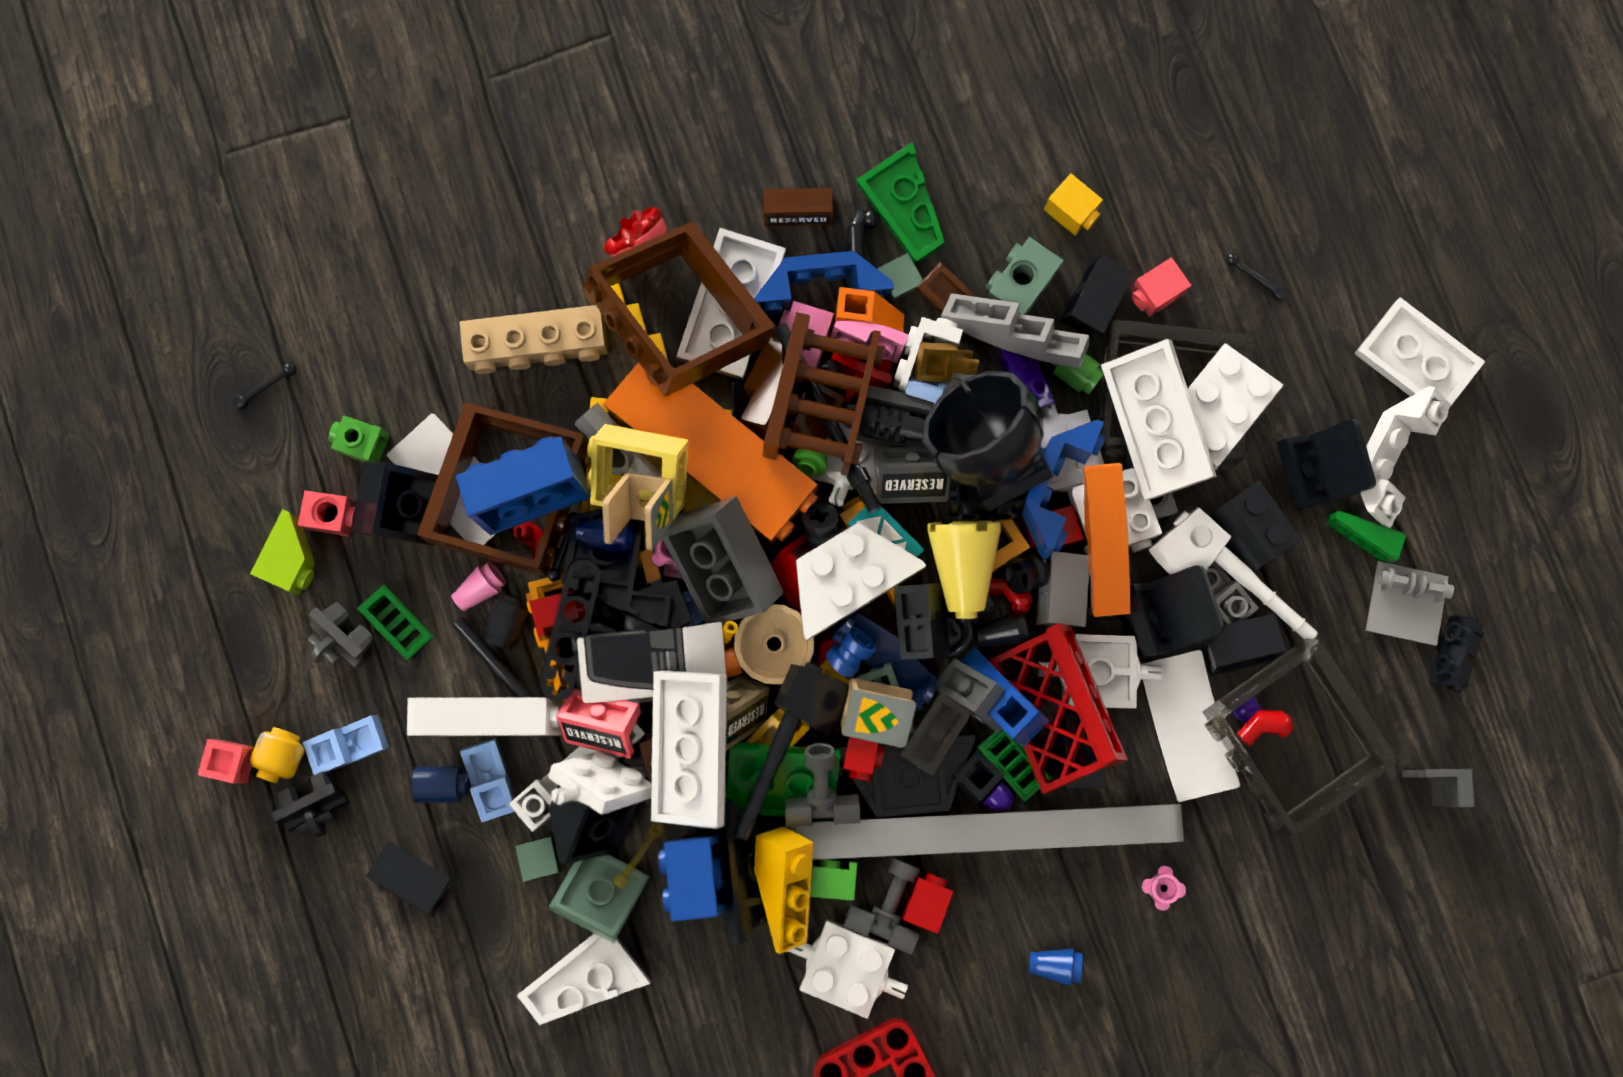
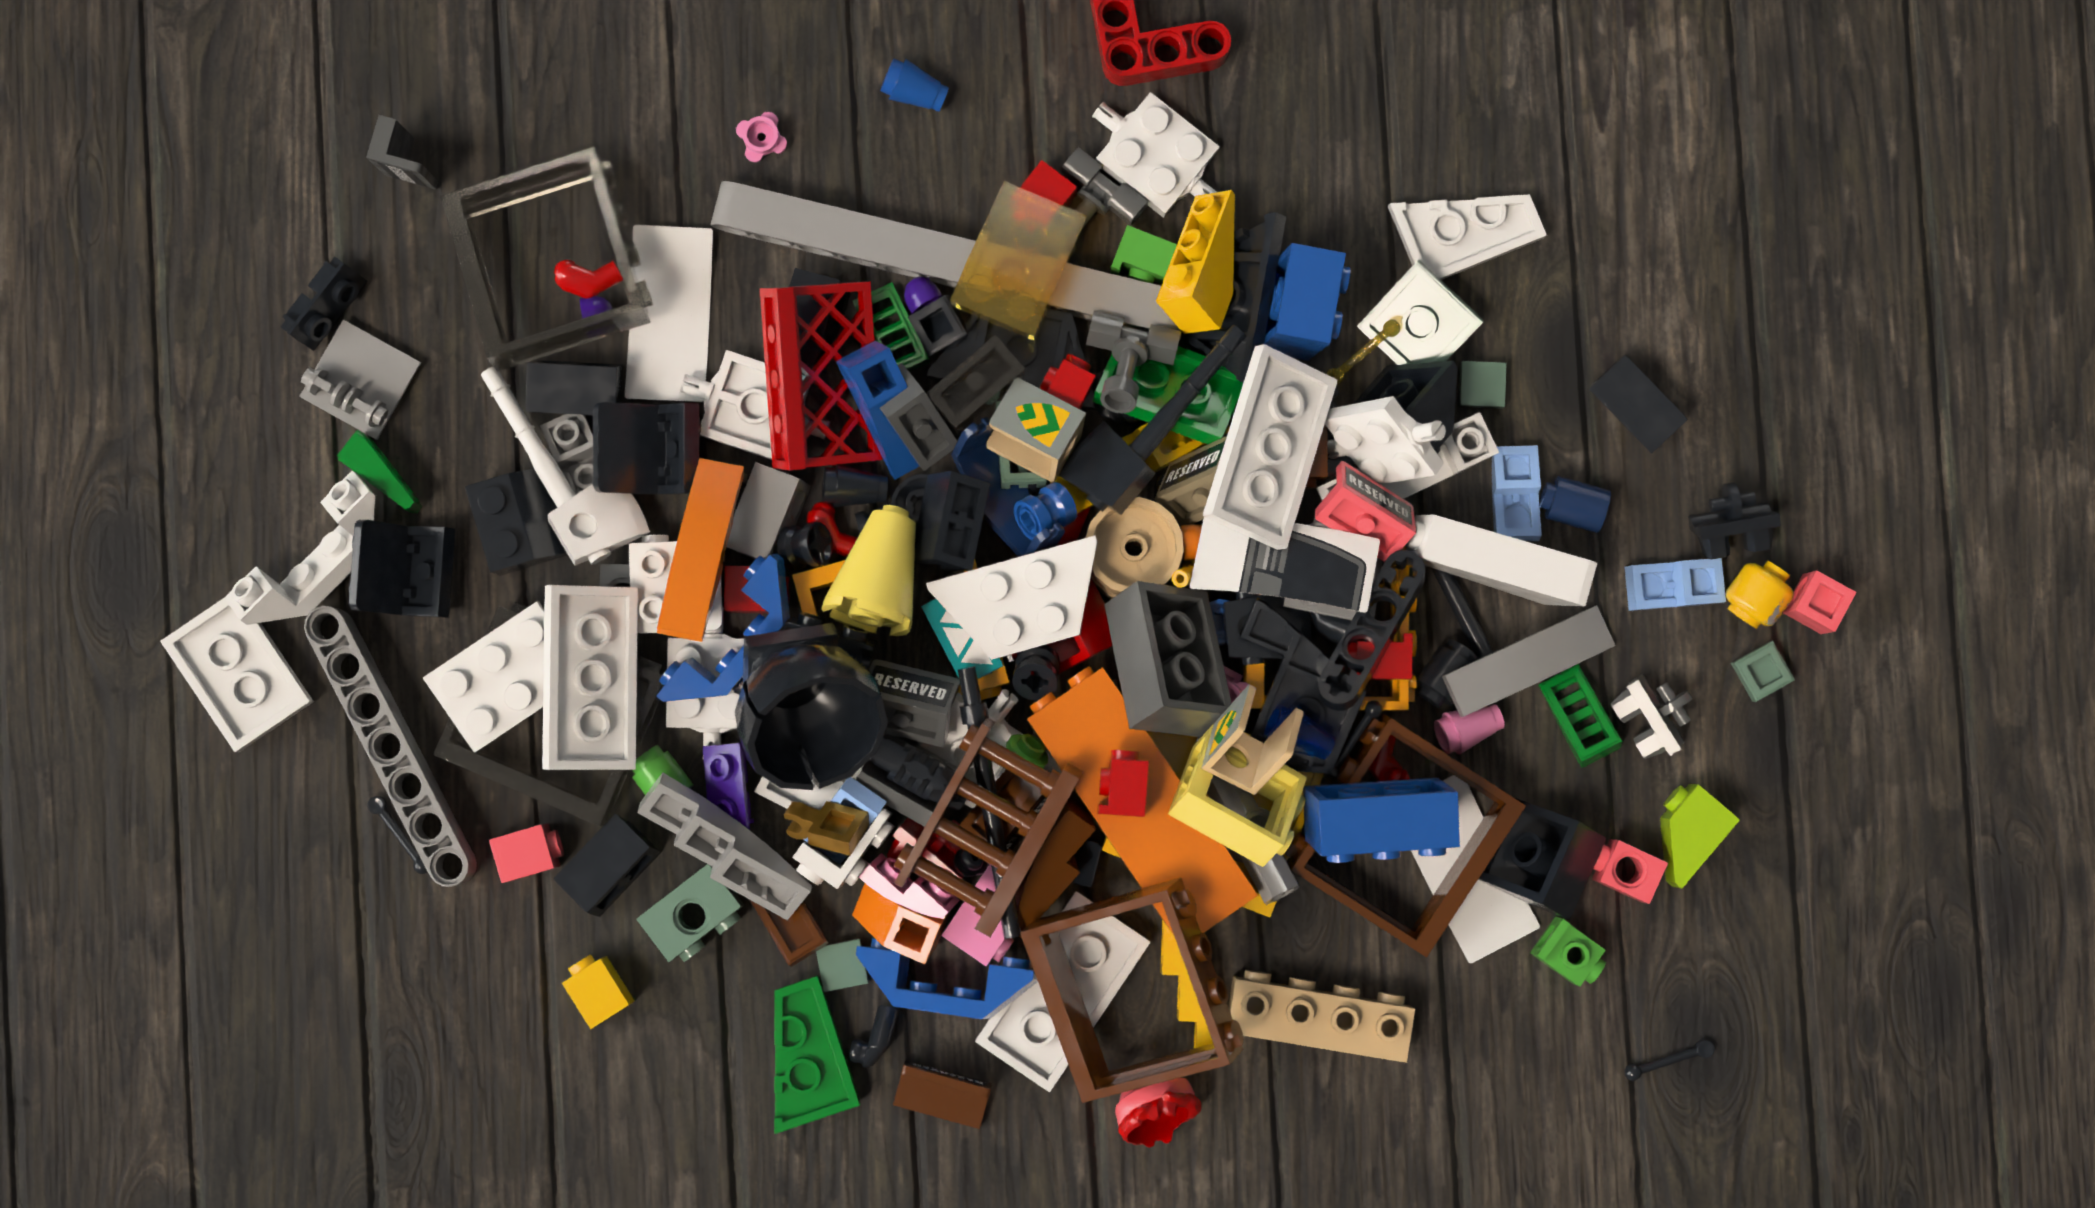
camera: 170 degrees left, 5 degrees up
(261, 697) = (1762, 671): none -> sand green tile
(444, 648) = (1528, 661): none -> light grey slope
(727, 452) = (1124, 785): none -> red brick
(931, 844) = (1018, 260): none -> clear yellow slope
(1304, 338) = (372, 733): none -> light grey beam

